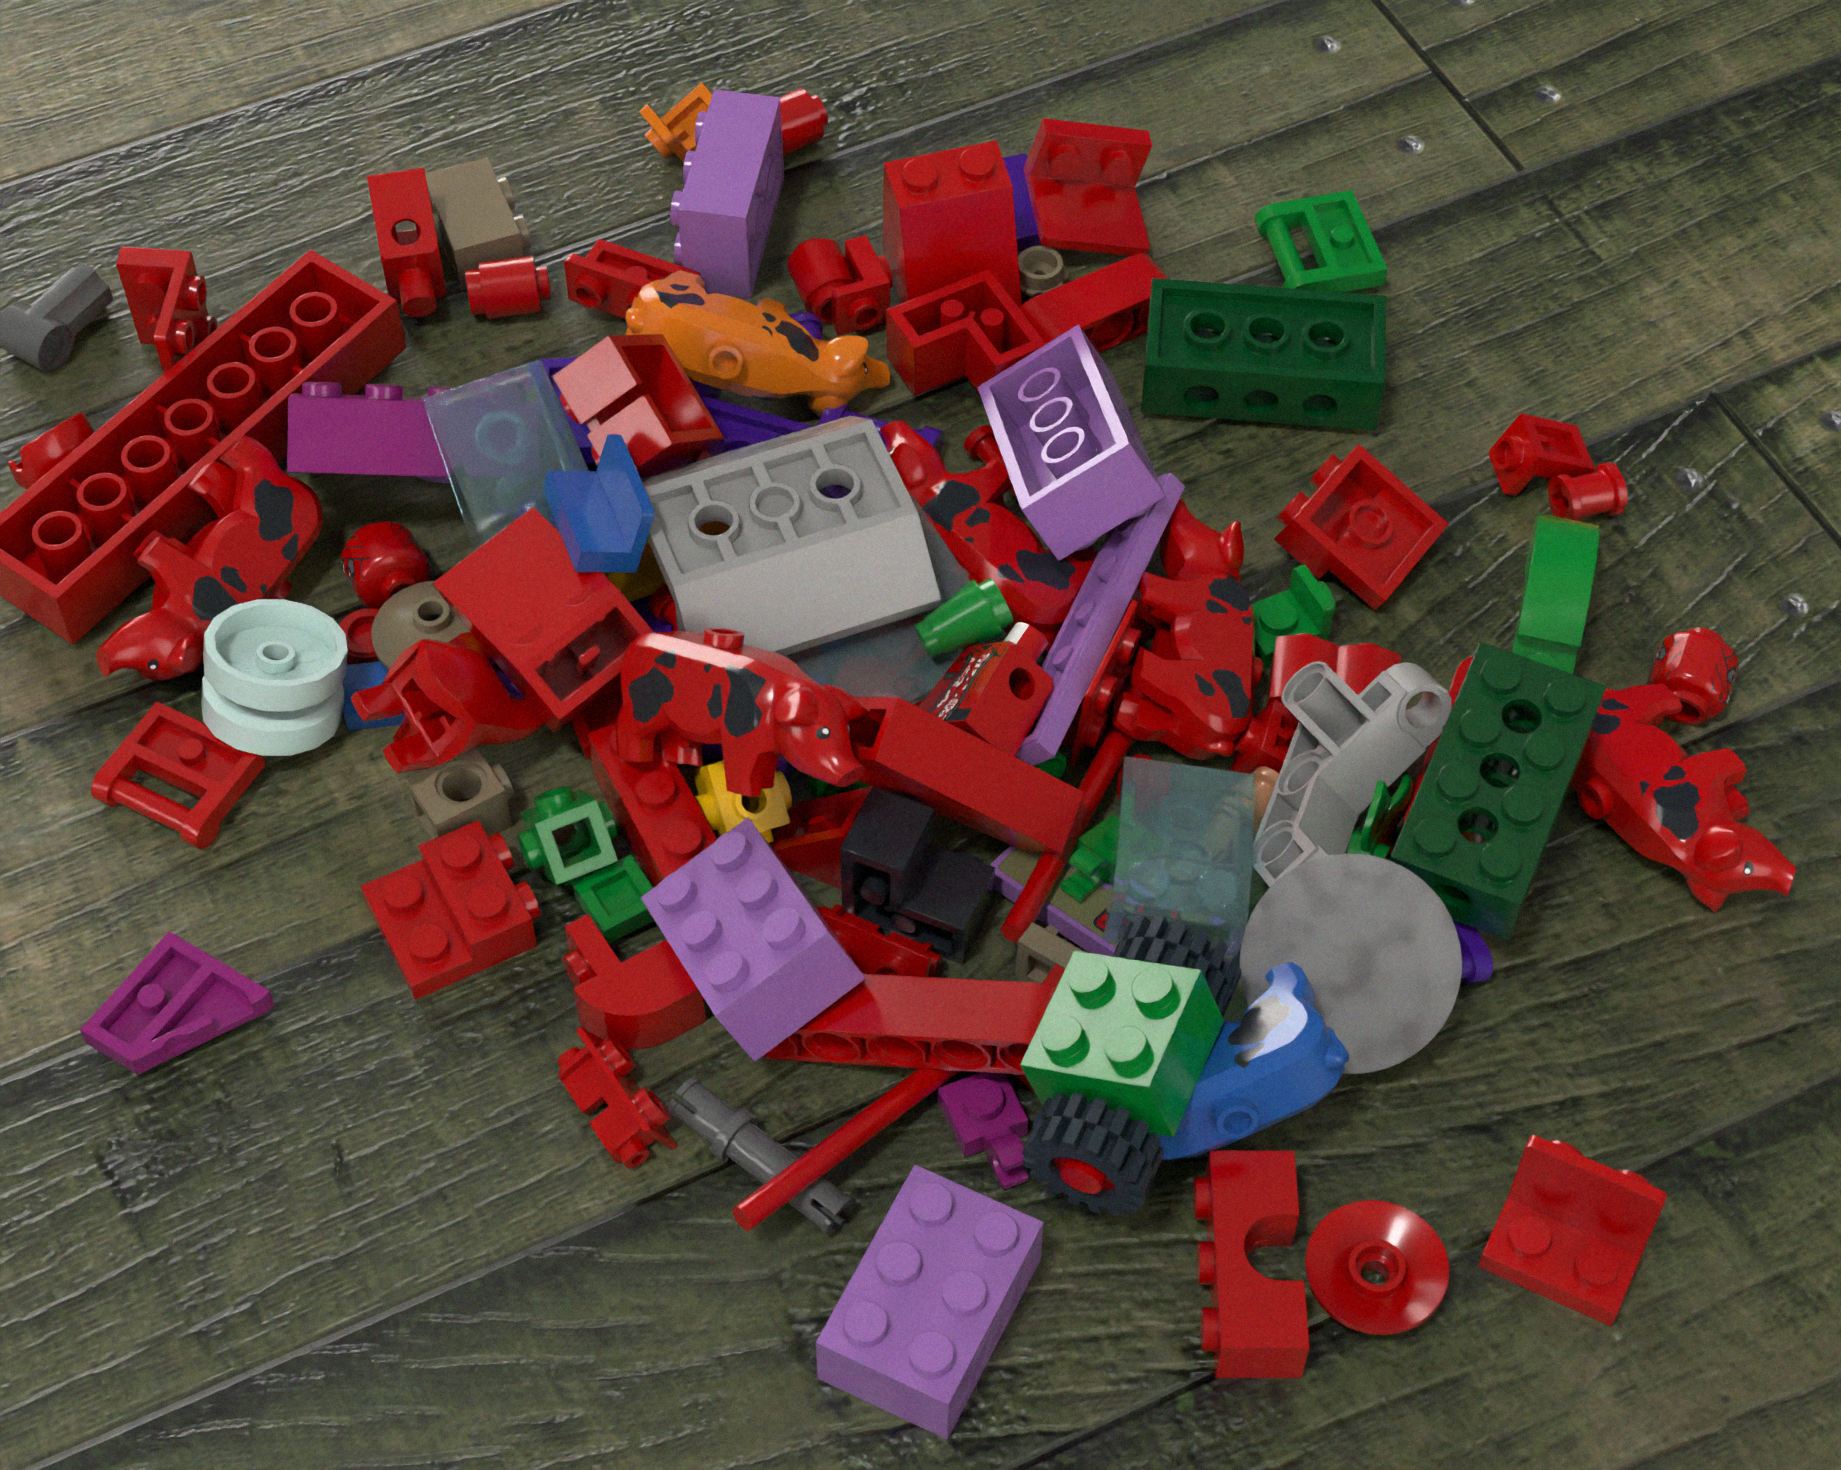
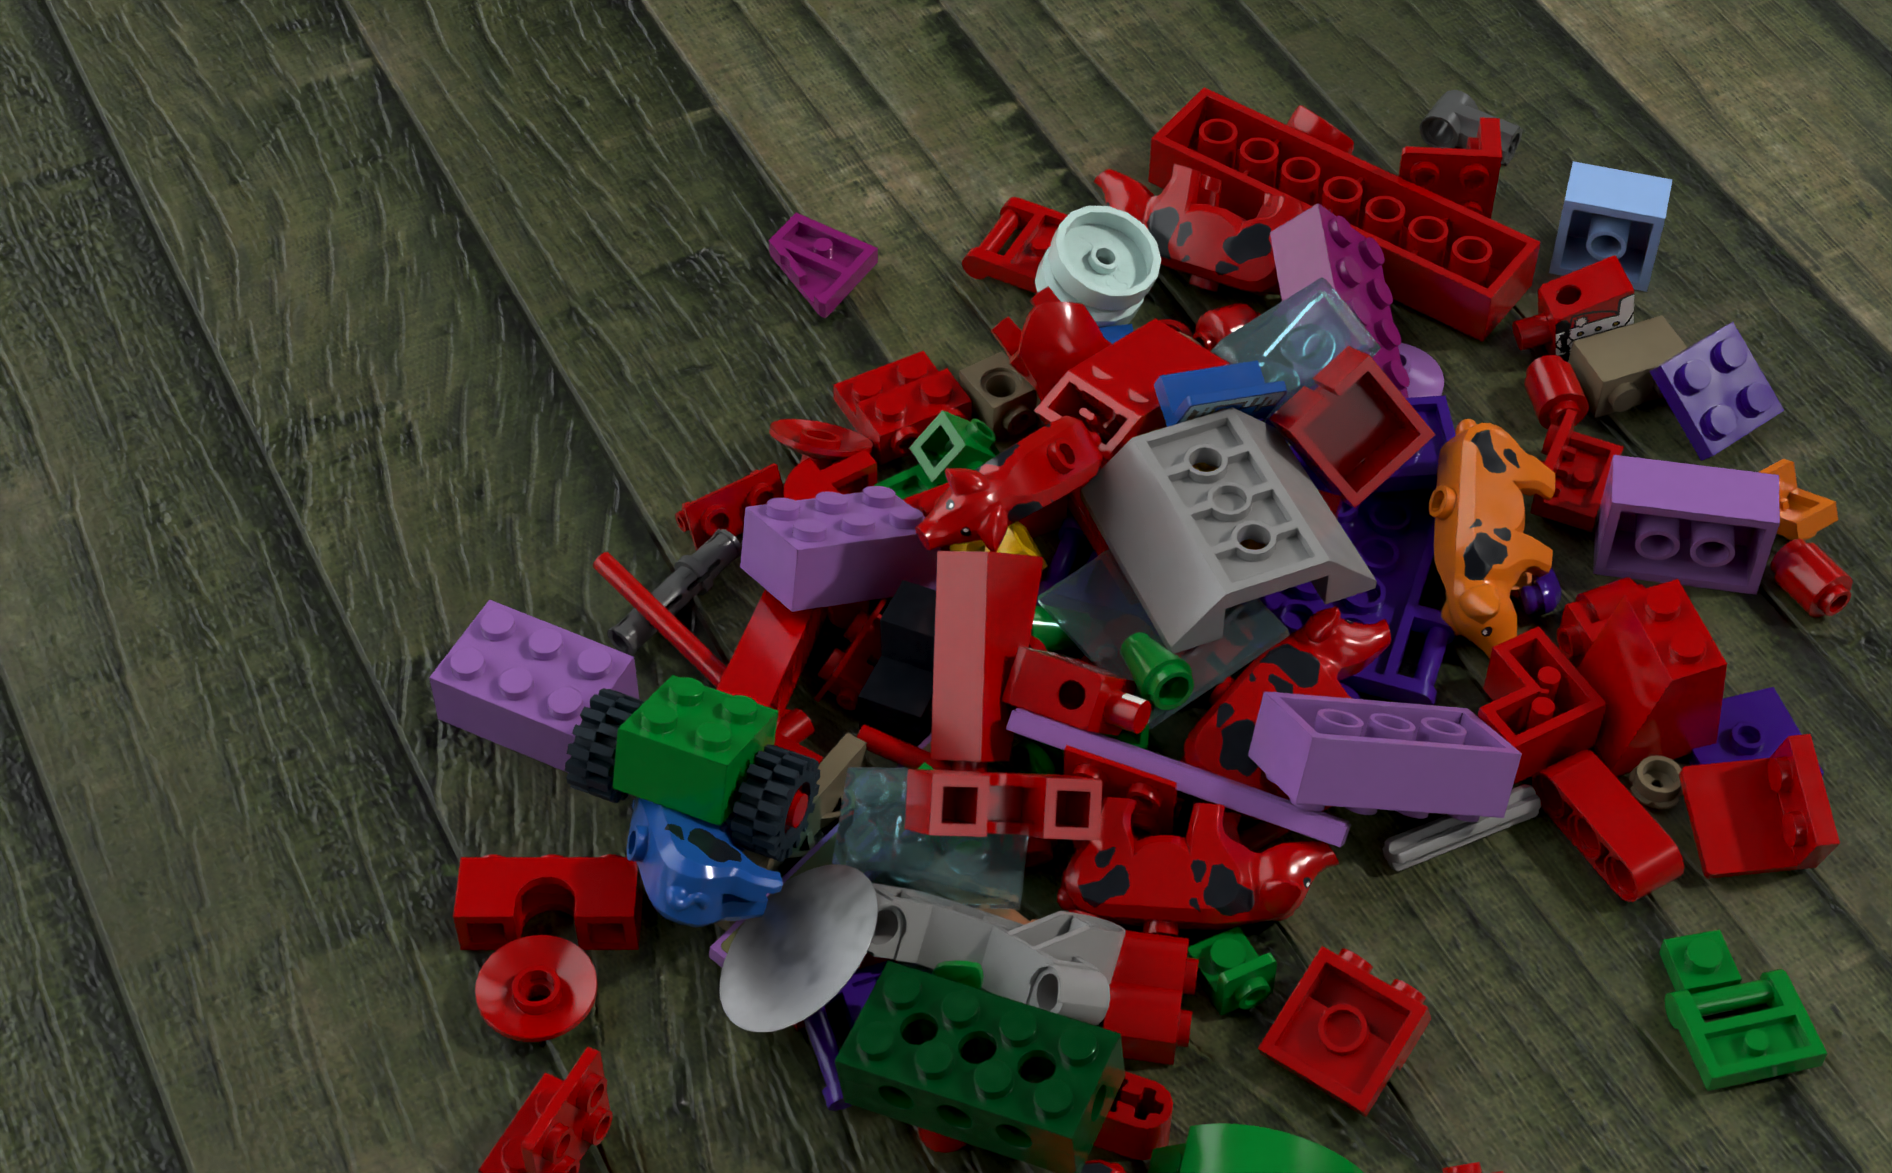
camera: 90 degrees right, 5 degrees down
(272, 196) = (1609, 216): none -> light blue brick
(518, 991) = (819, 440): none -> red dish
(529, 152) = (1716, 391): none -> dark purple plate
(1185, 773) = (1003, 804): none -> red arch
(1247, 265) = (1699, 962): none -> green plate
(1264, 354) = (1559, 952): dark green brick -> none

